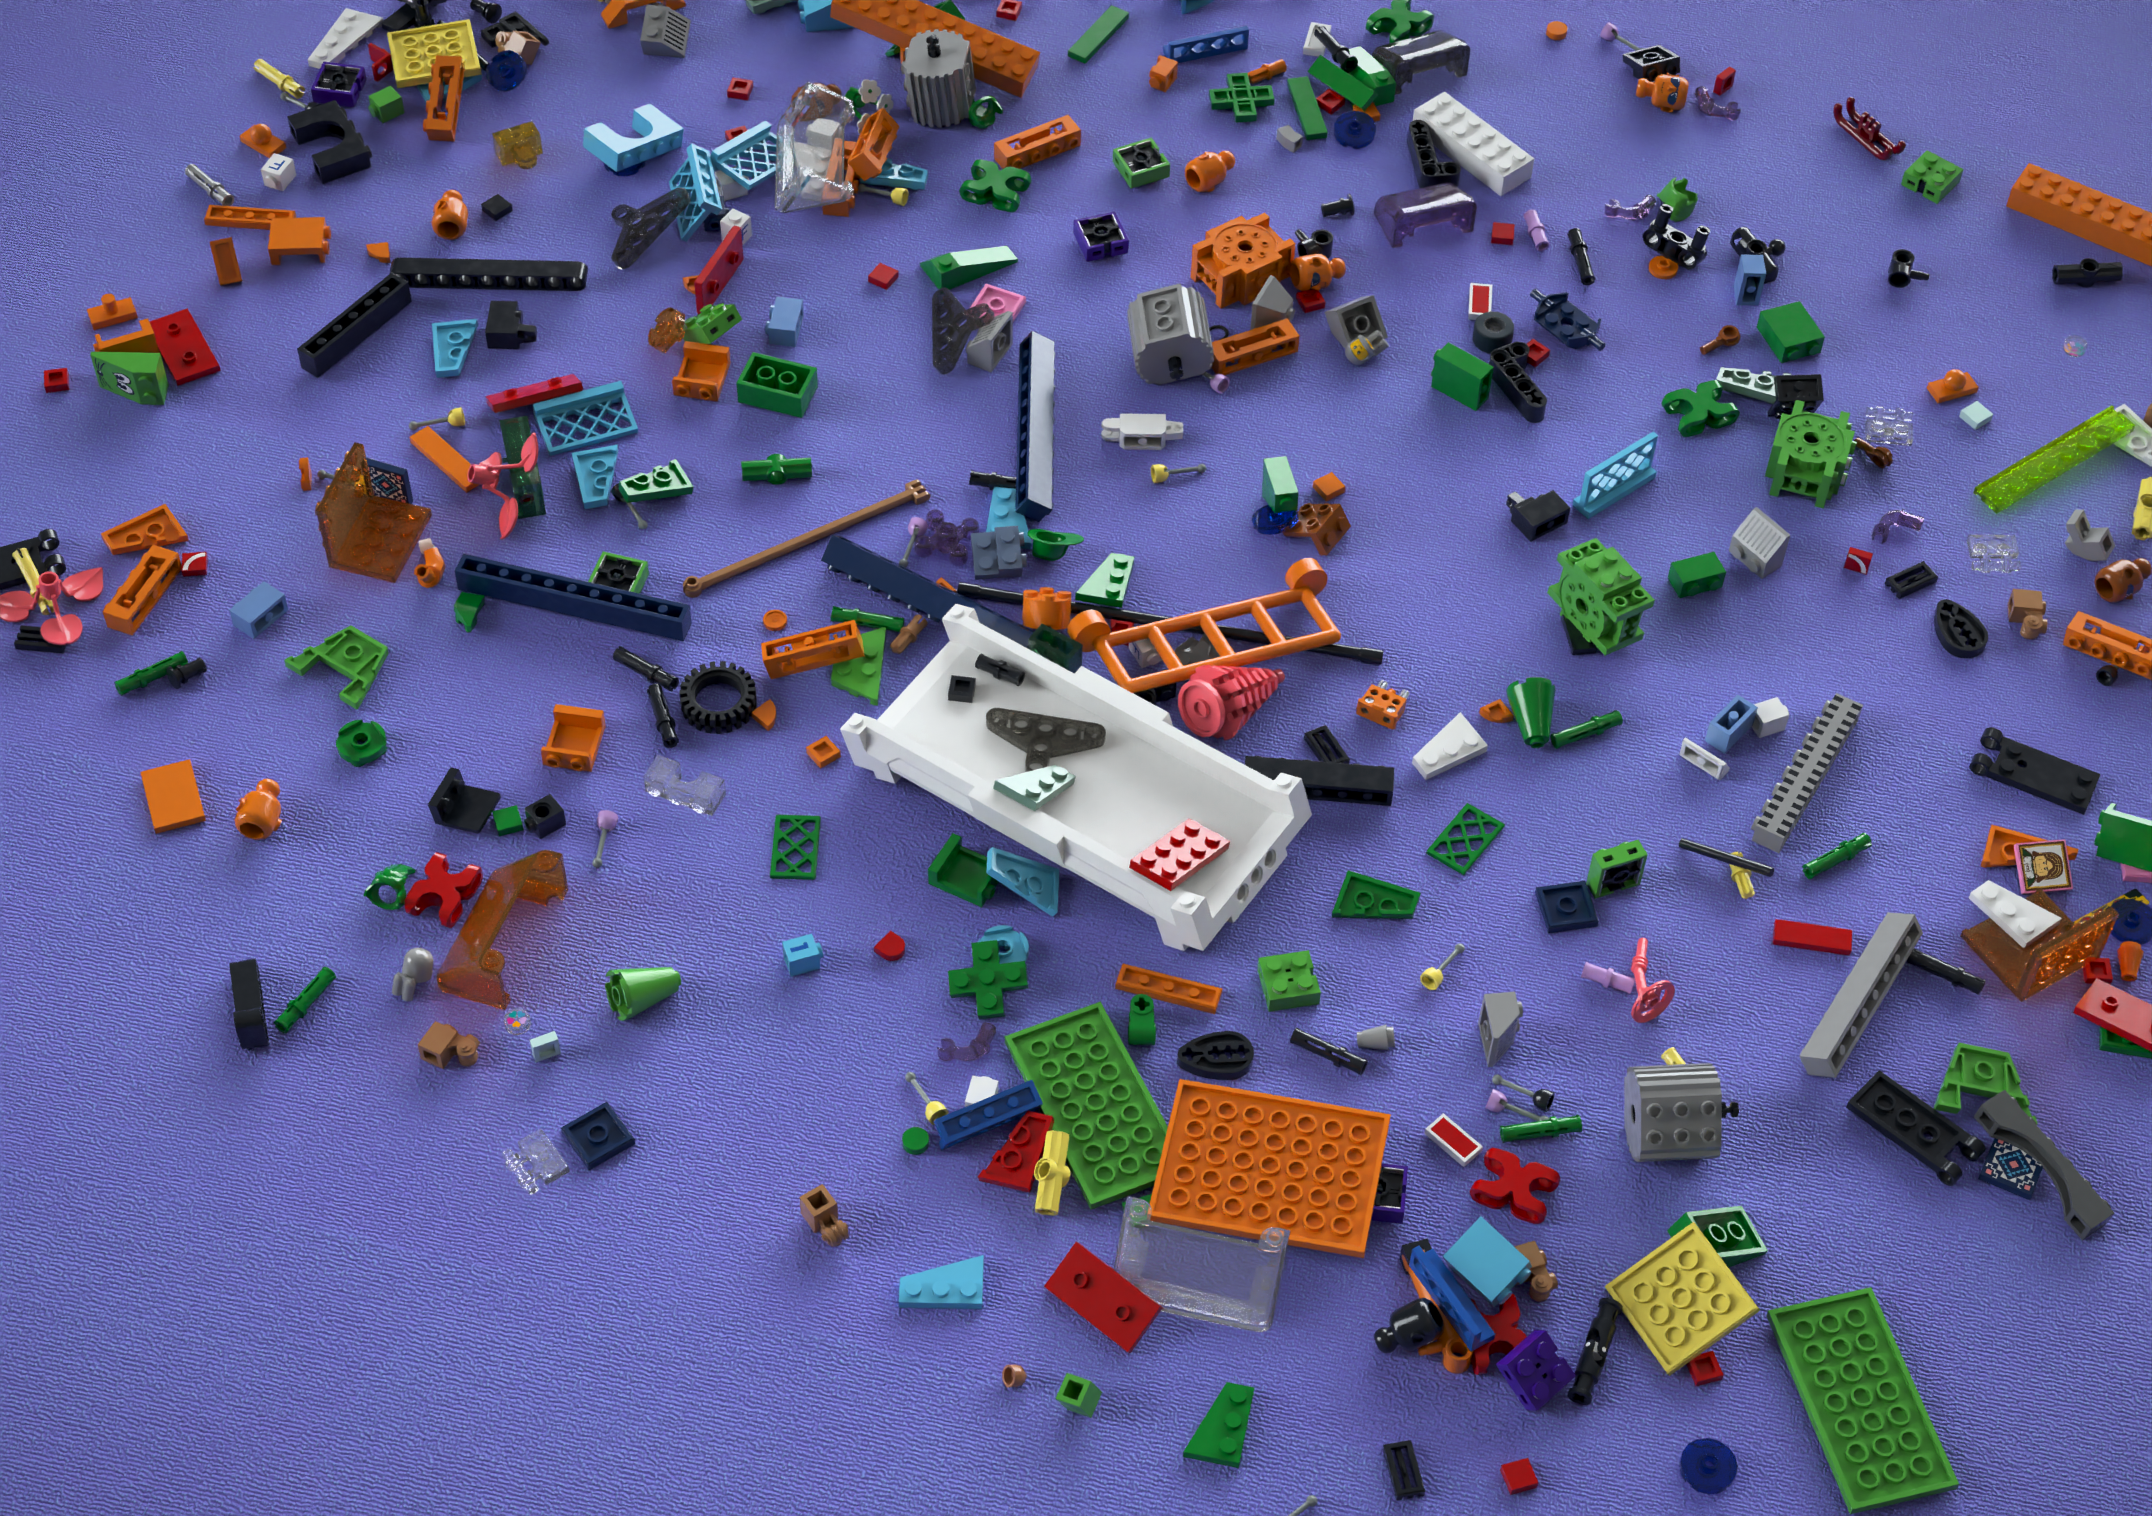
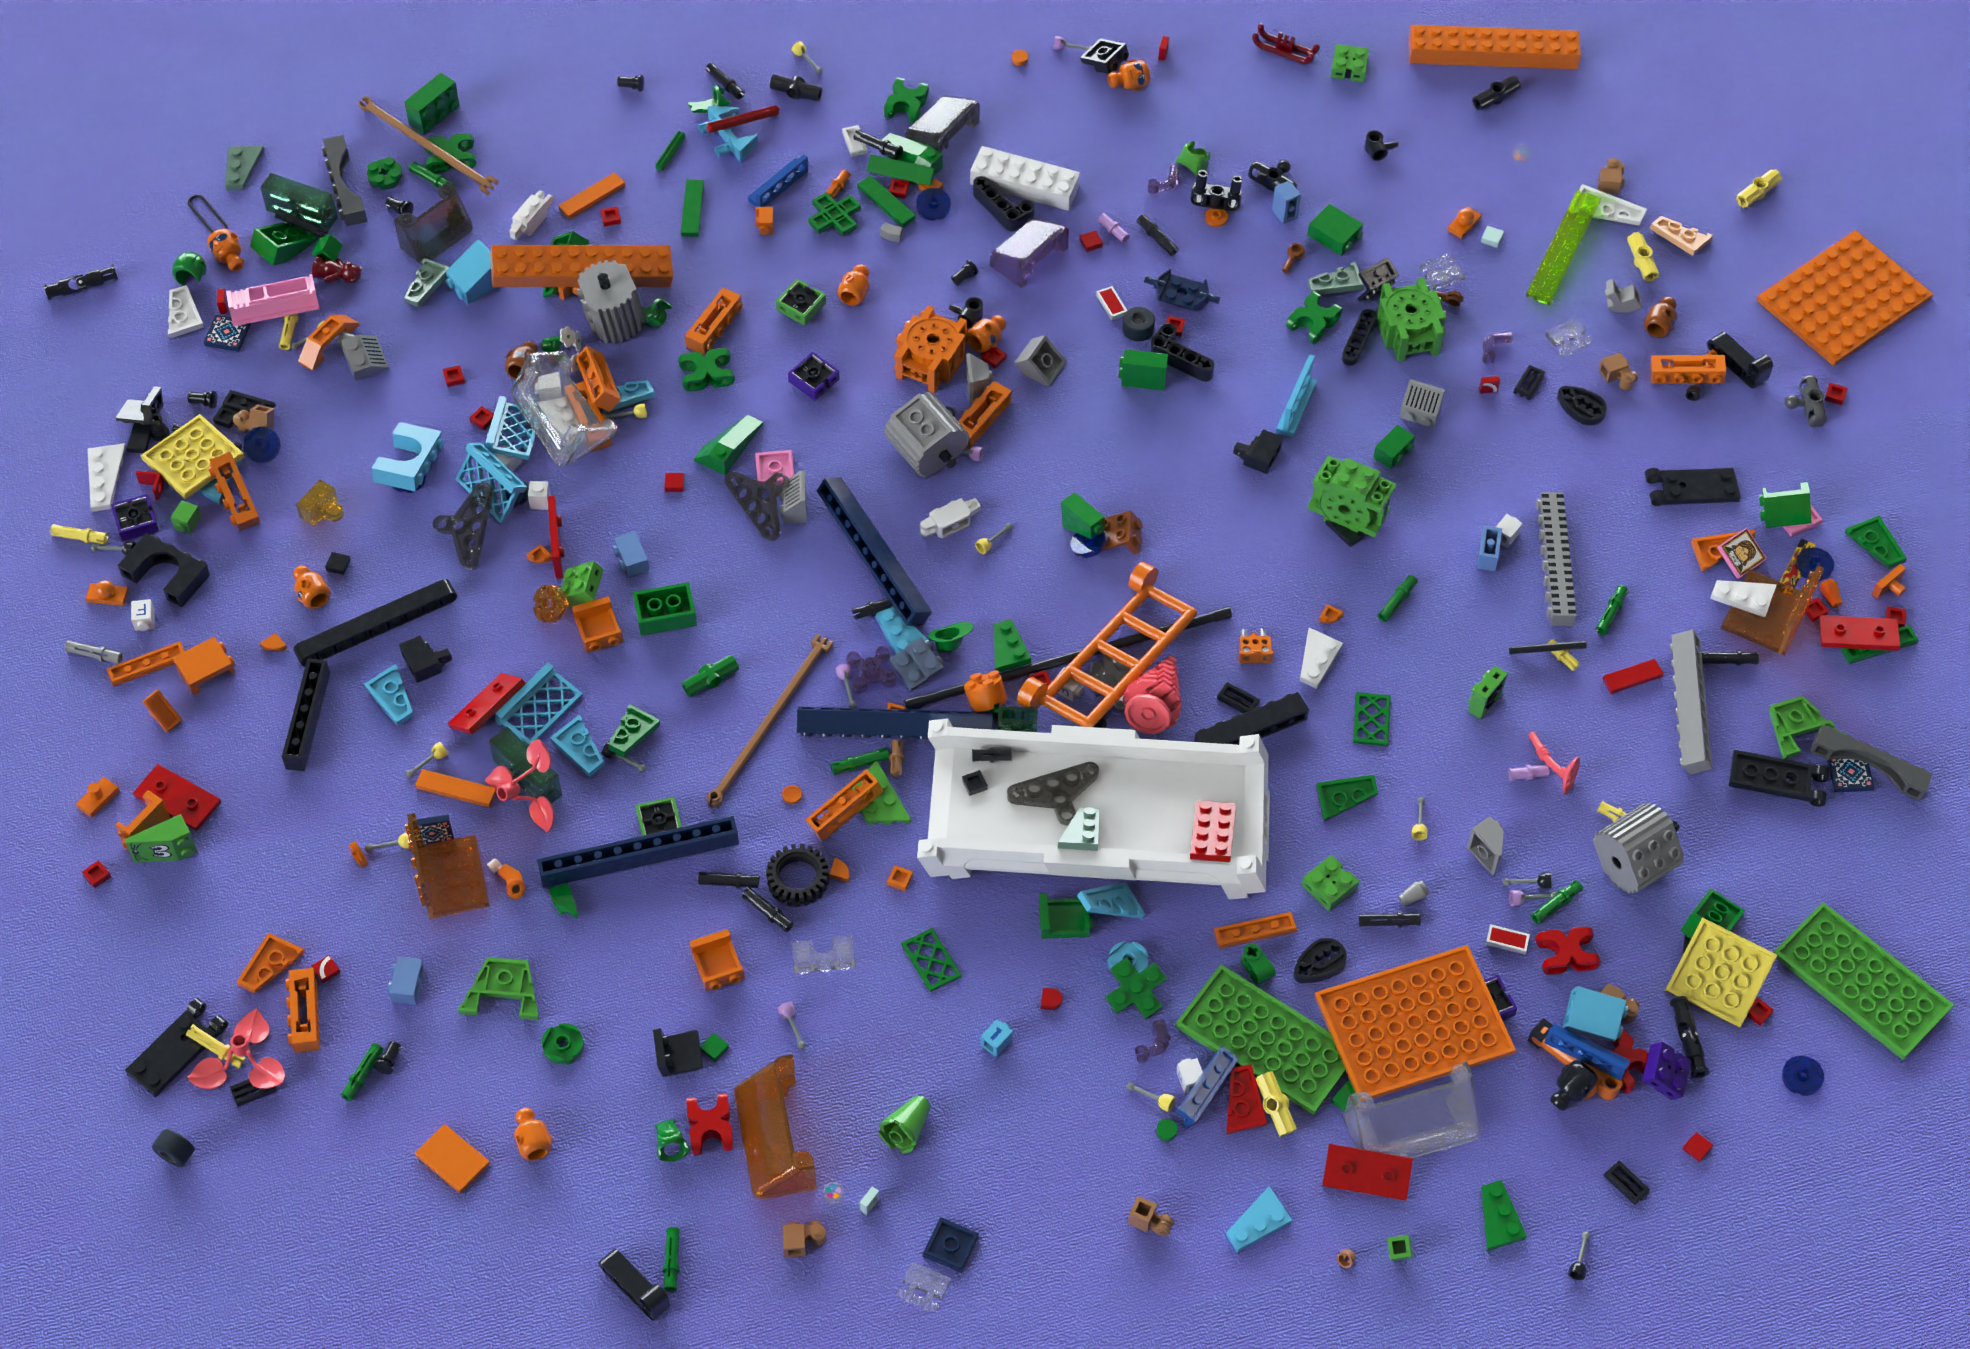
camera: 30 degrees left, 5 degrees up
(415, 969) = (736, 1195): light grey piece -> none
(544, 816) = (744, 1023): black brick -> none
(1328, 486) = (1105, 498): orange tile -> none
(1364, 348) = (1060, 377): light grey piece -> none
(1533, 709) = (1357, 602): green cone -> none
(1566, 907) = (1468, 735): dark blue tile -> none
(1703, 759) = (1485, 582): white slope -> none
(1709, 107) = (1166, 74): clear purple piece -> none
(1753, 437) = (1360, 337): none -> black beam

